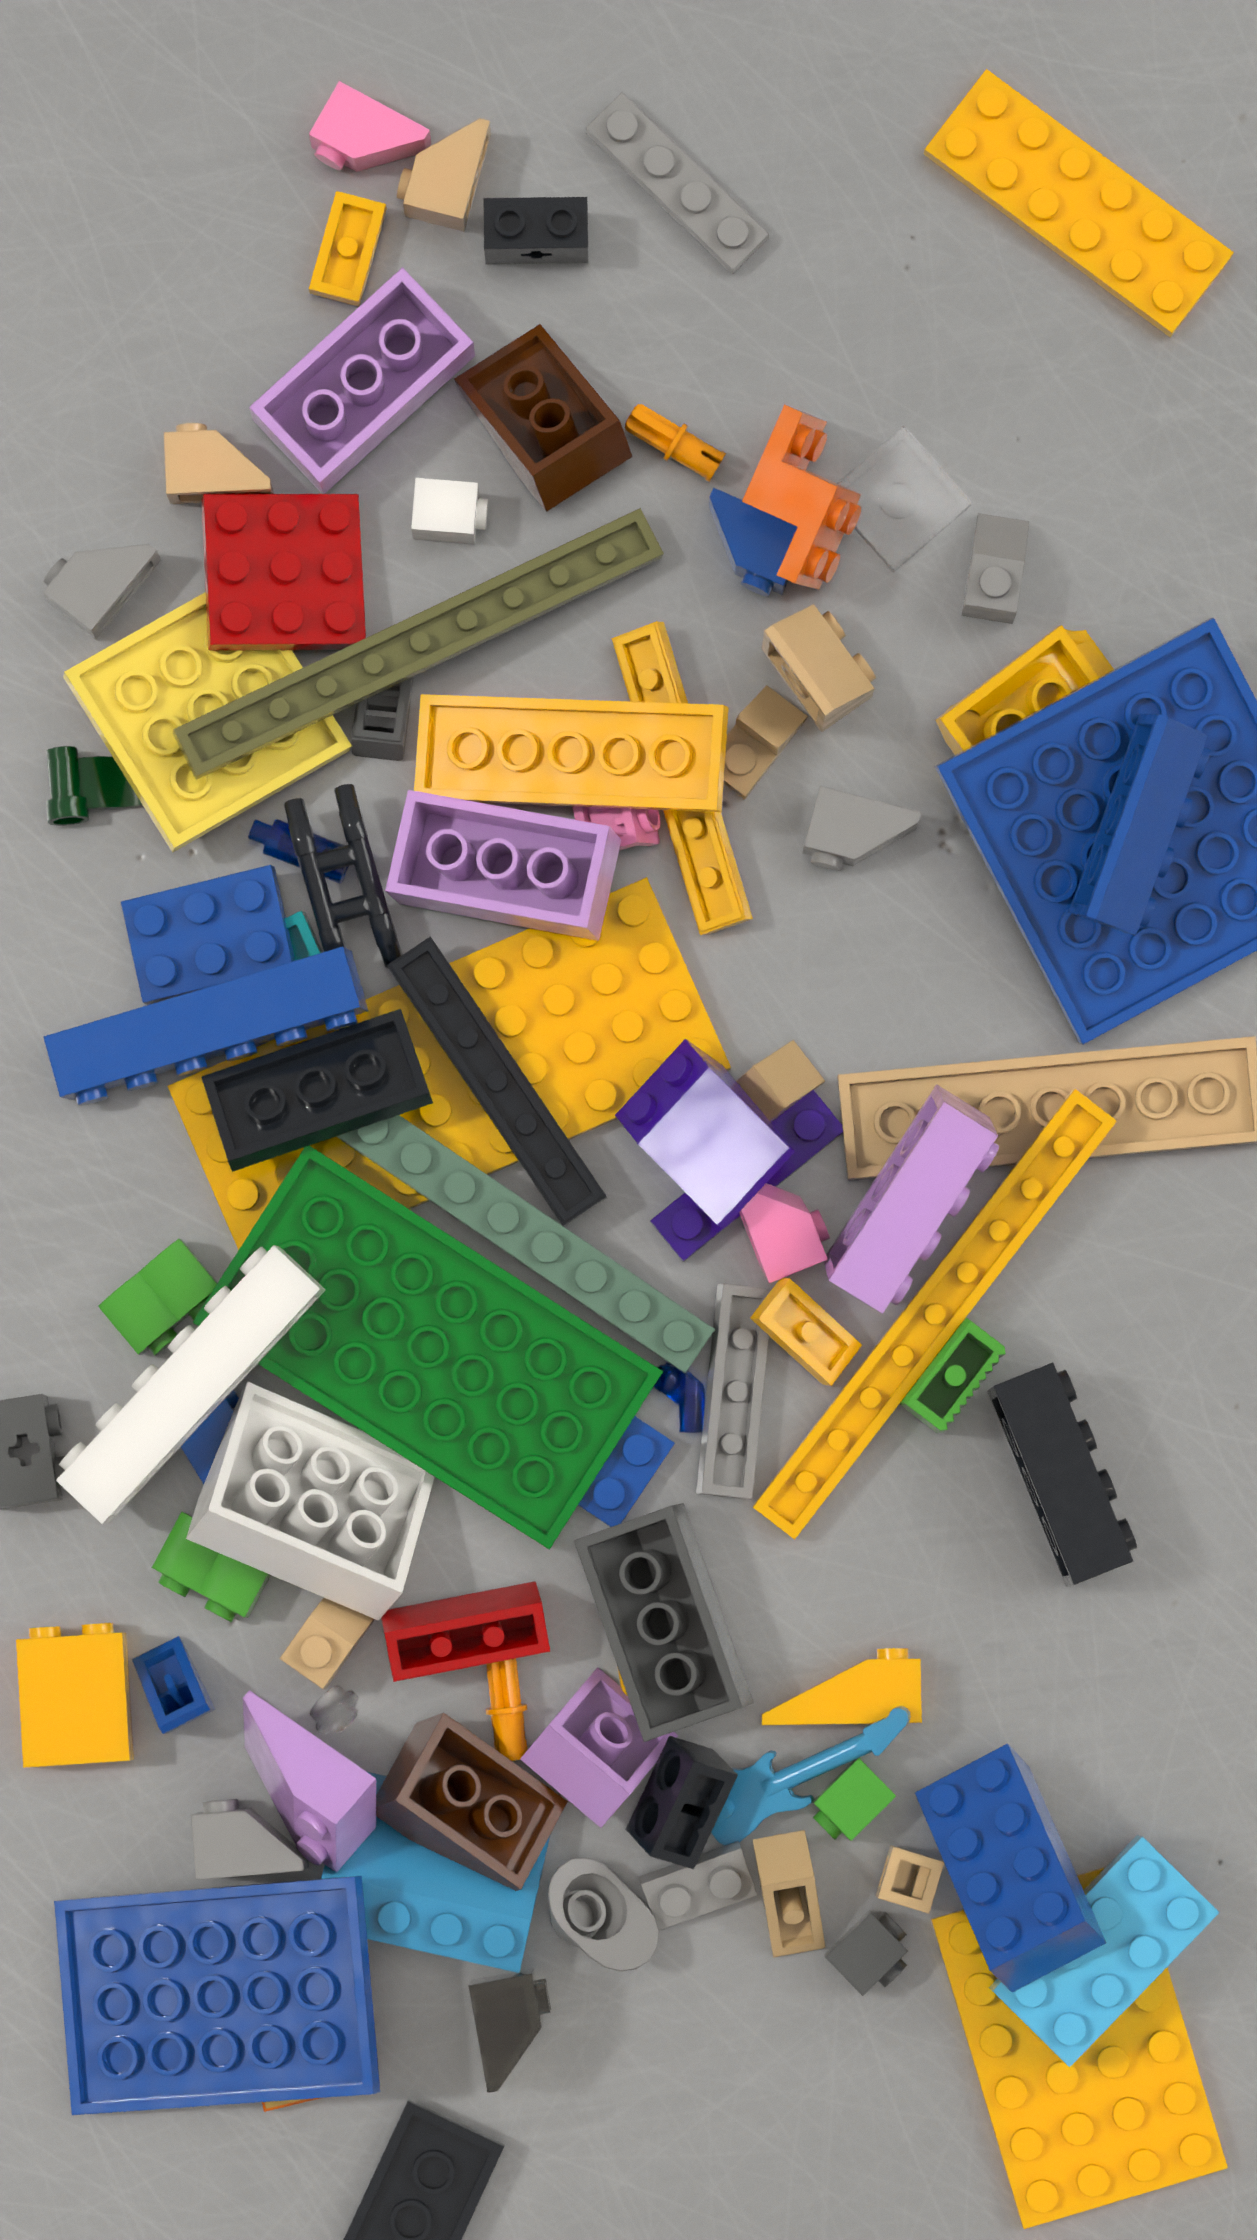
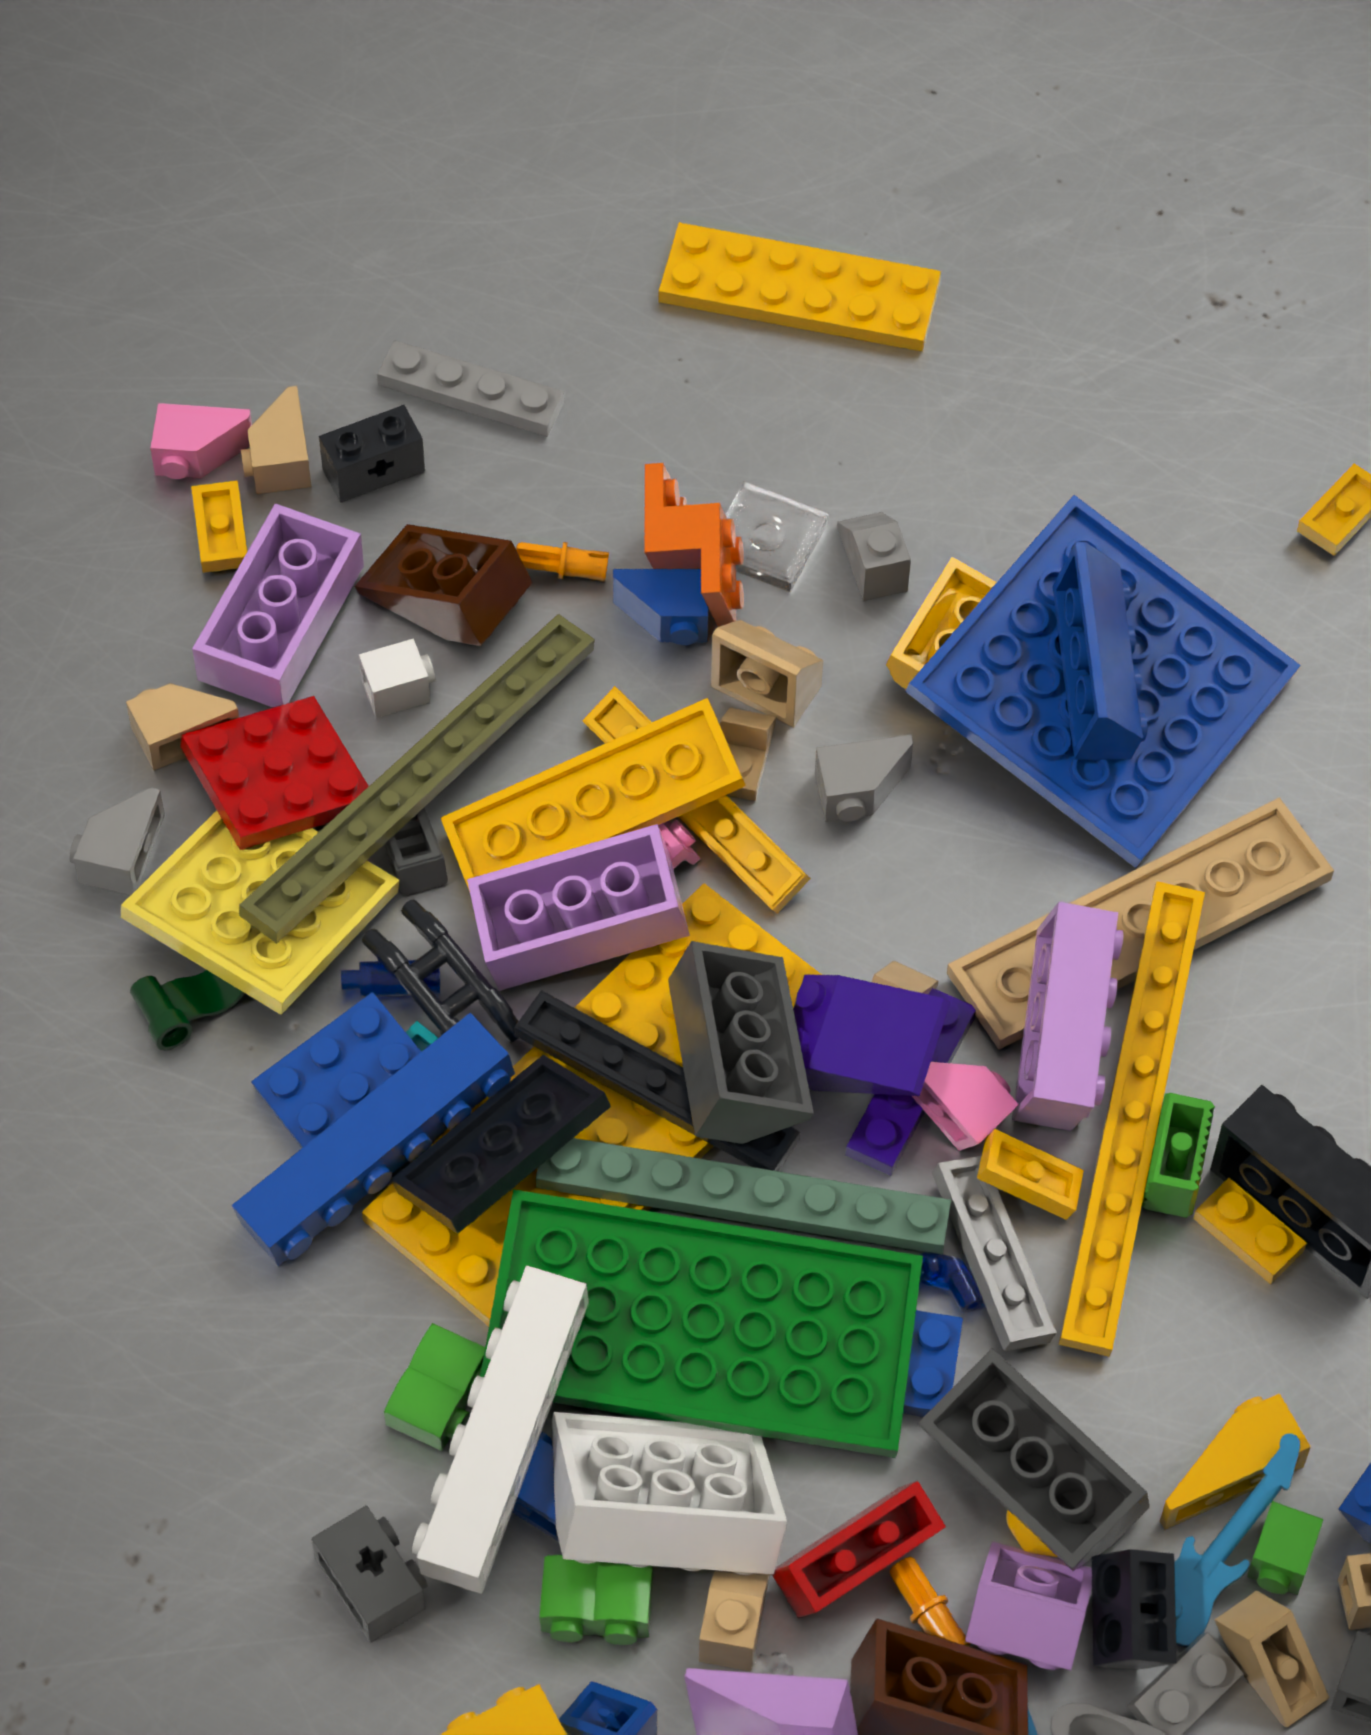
camera: 25 degrees left, 25 degrees down
(584, 1090) = (738, 1043): none -> dark grey slope
(989, 1472) = (1249, 1230): none -> yellow plate

